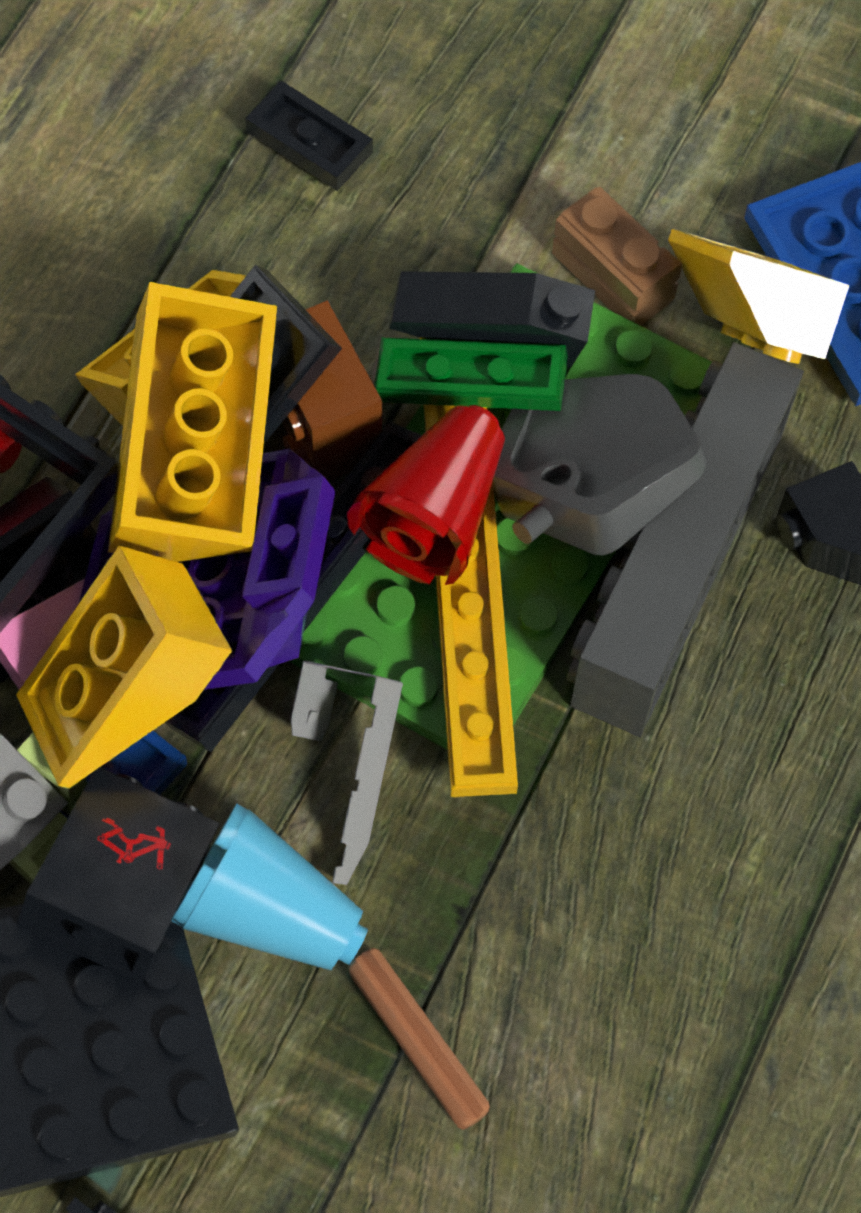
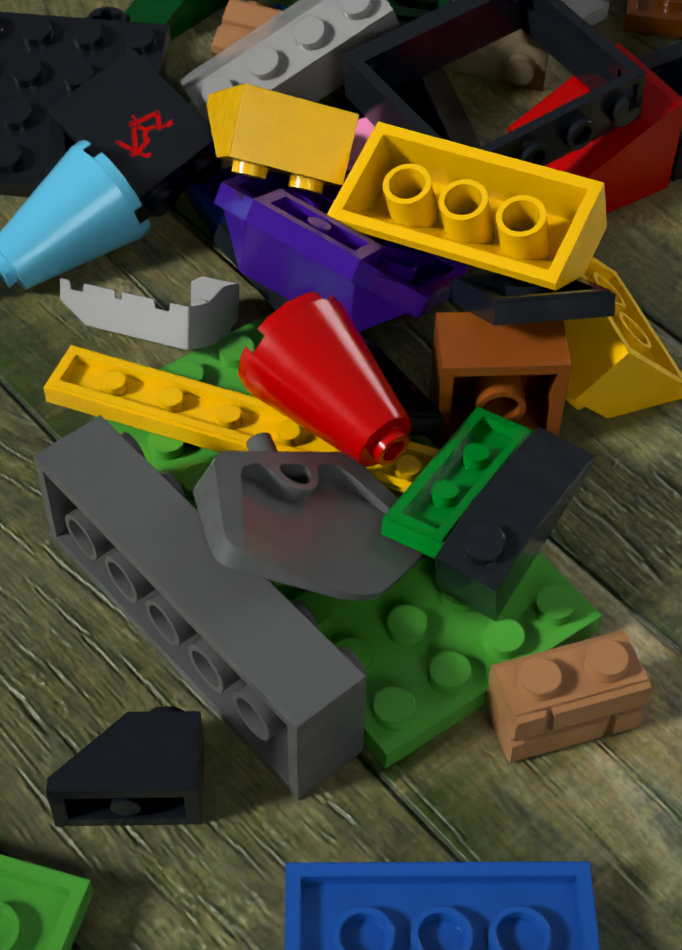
camera: 115 degrees right, 15 degrees down
(761, 297) = (431, 731): slope -> none

